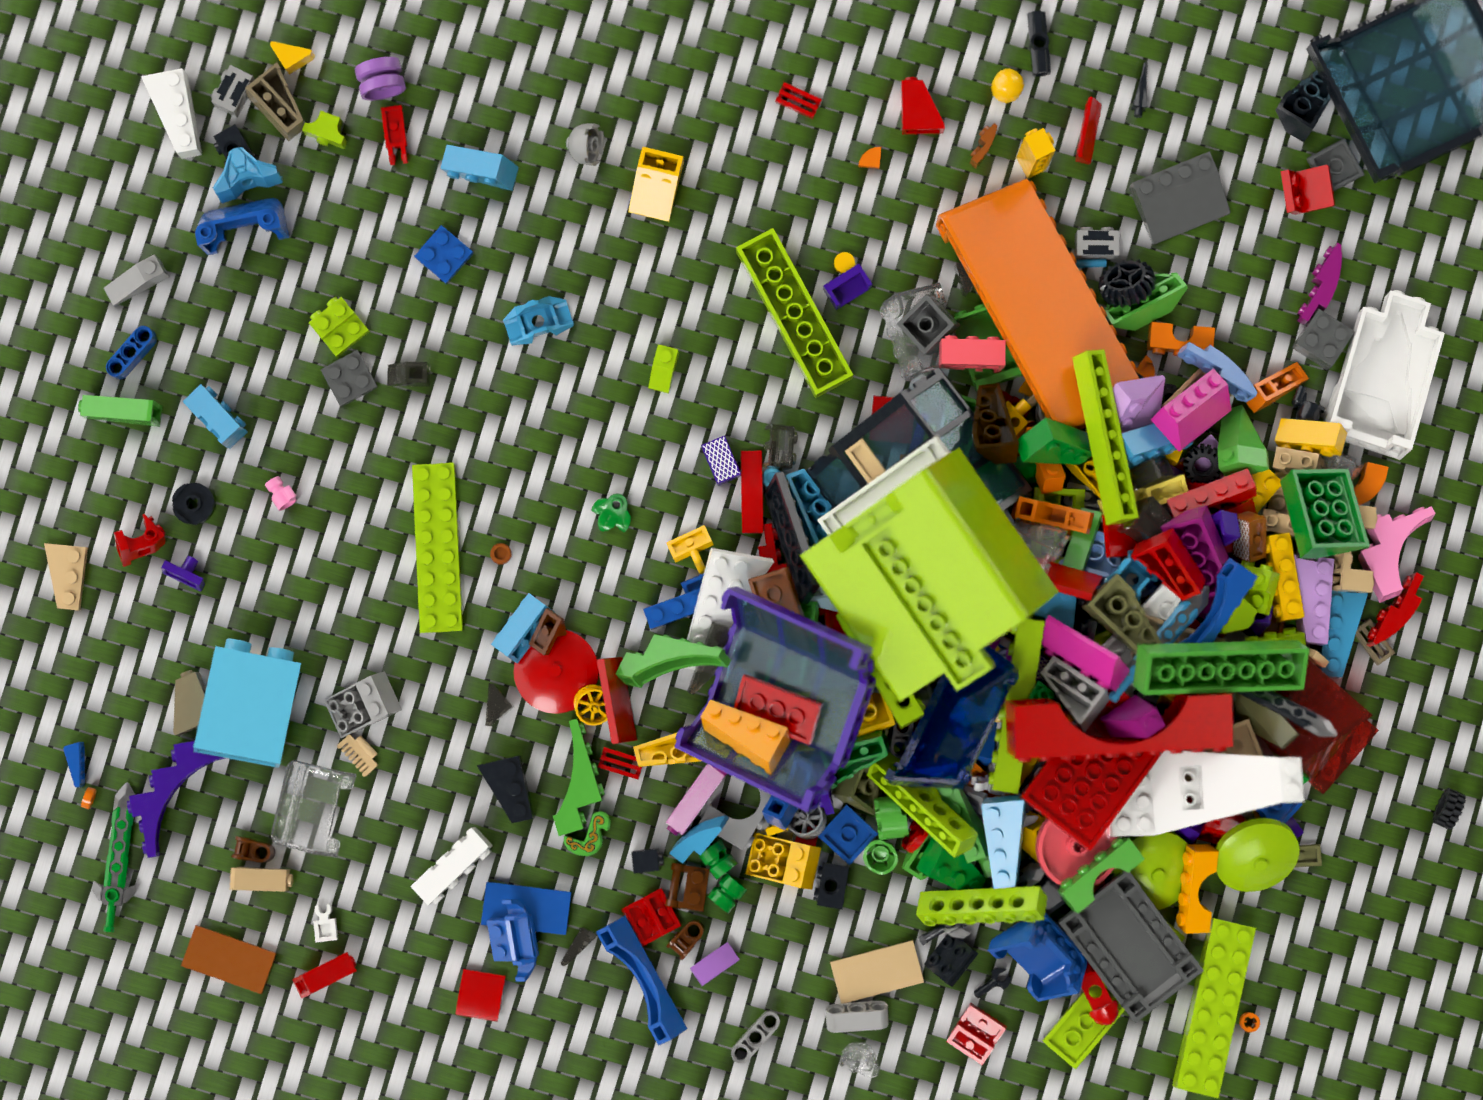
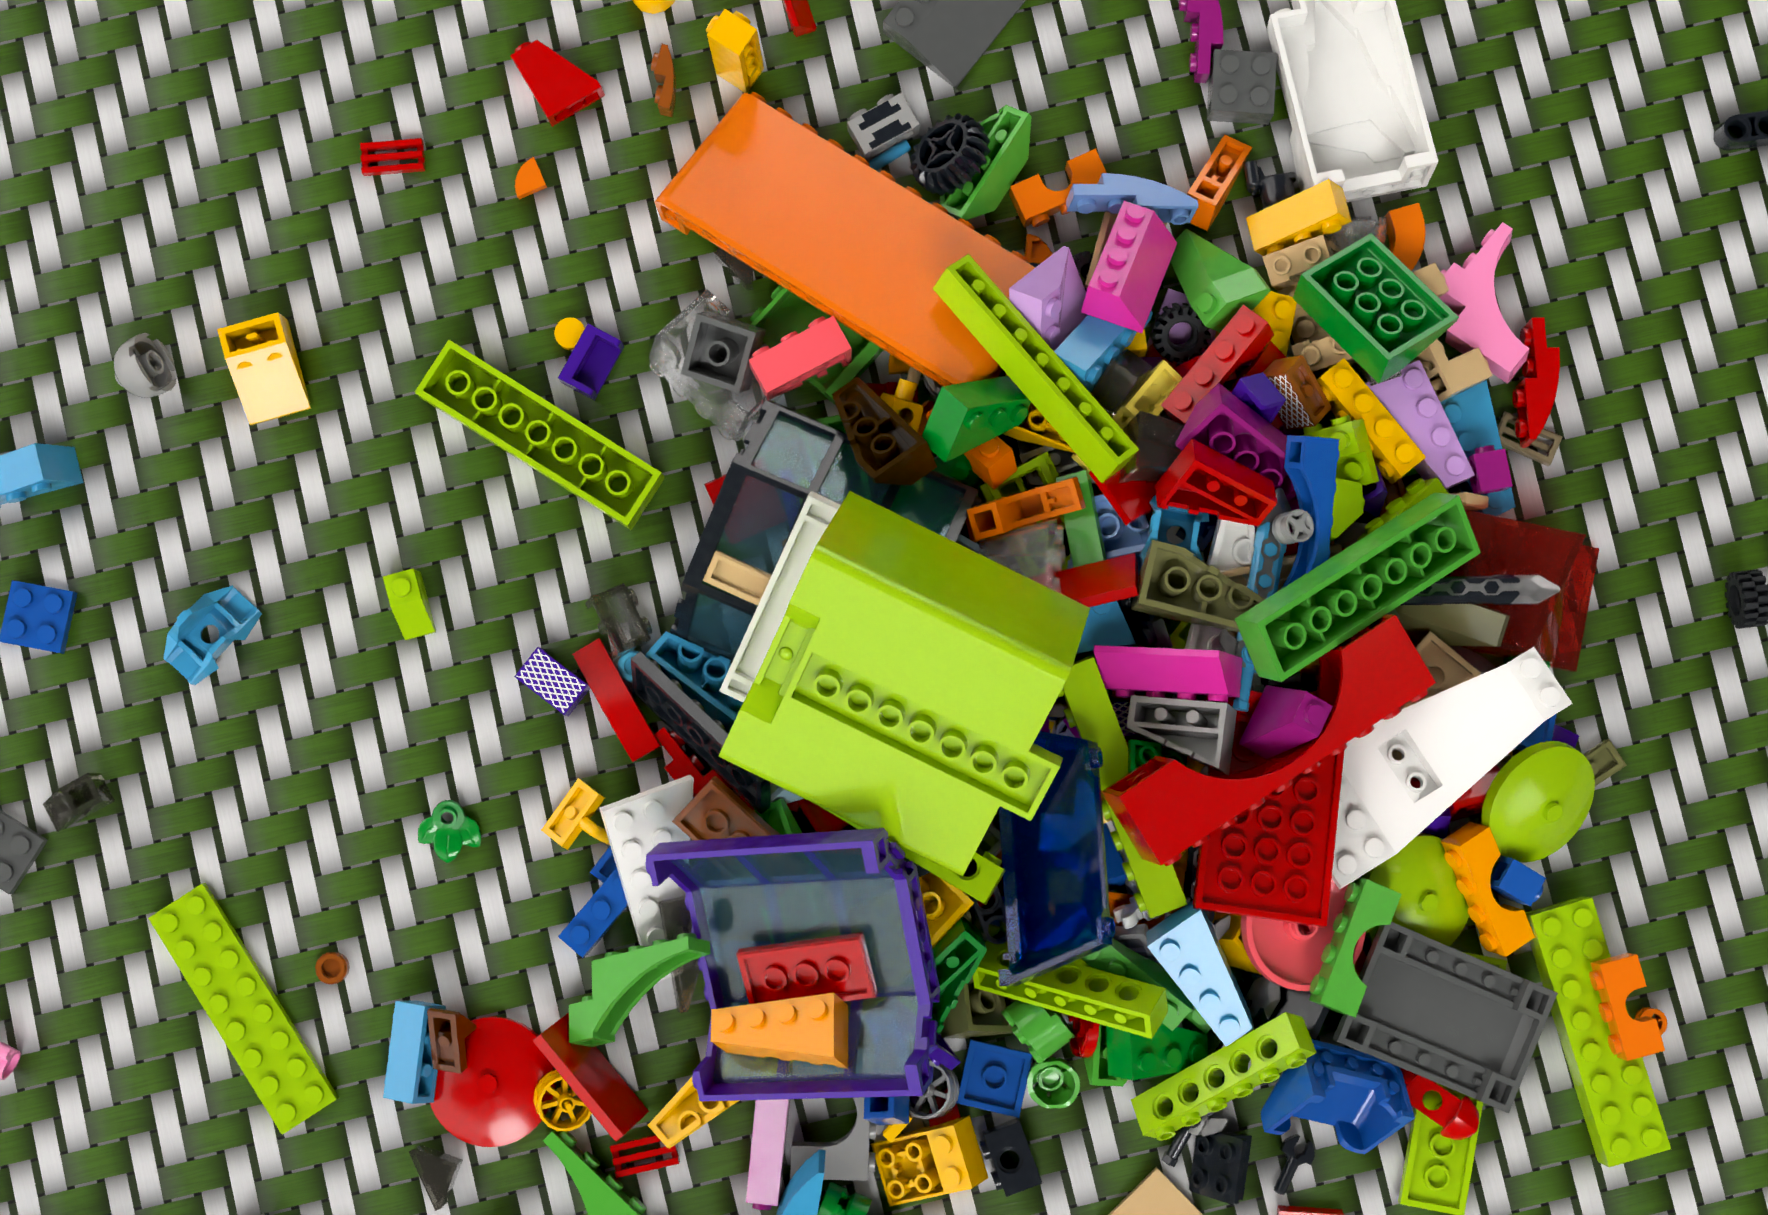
camera: 30 degrees left, 0 degrees up
(1207, 615) = (1301, 526): none -> light grey wheel
(1216, 893) = (1516, 881): none -> blue slope
(1240, 981) = (1615, 980): none -> orange arch
(1338, 646) = (1490, 470): none -> magenta brick

